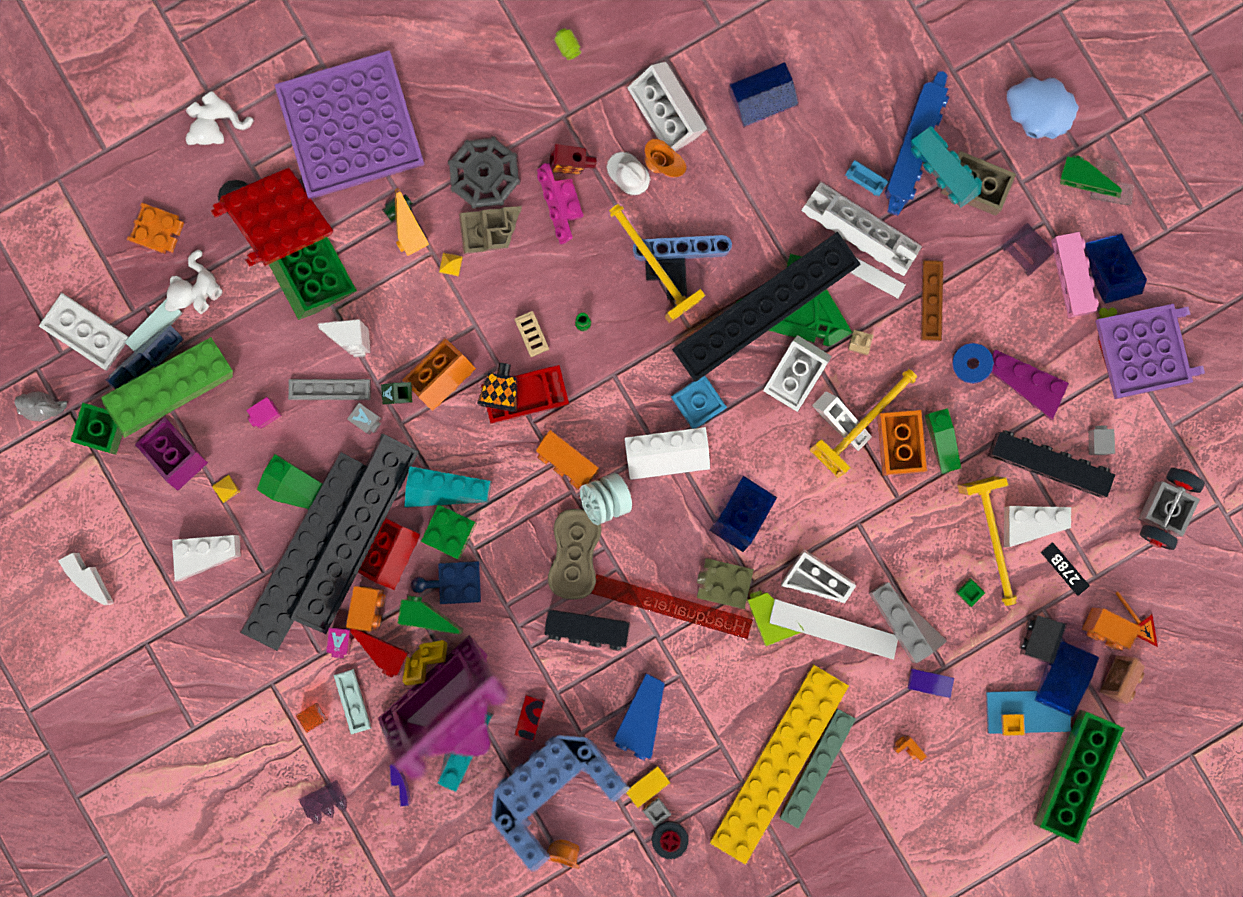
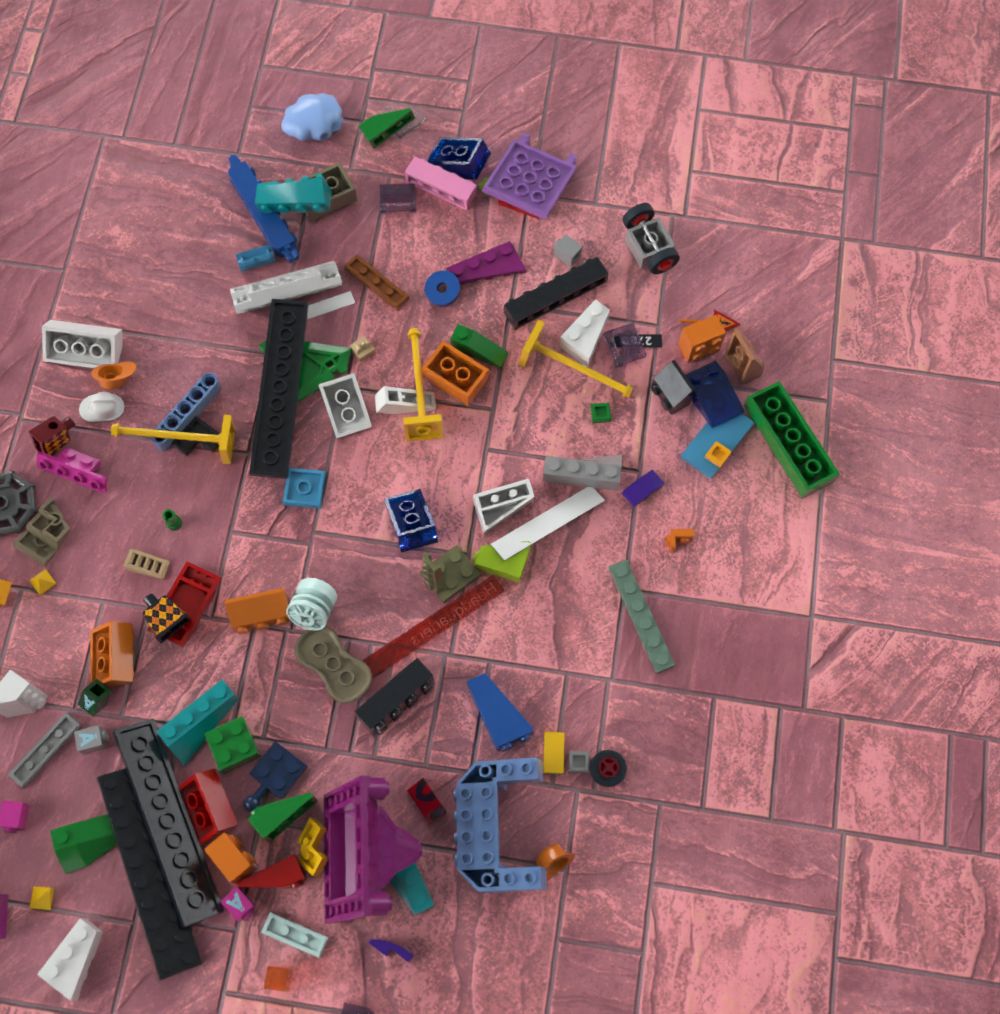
camera: 50 degrees left, 15 degrees down
(667, 453) = (319, 537): white slope -> none
(763, 94) = (135, 276): clear blue slope -> none
(779, 764) = (616, 643): yellow plate -> none
(1057, 566) = (630, 343): none -> clear purple plate

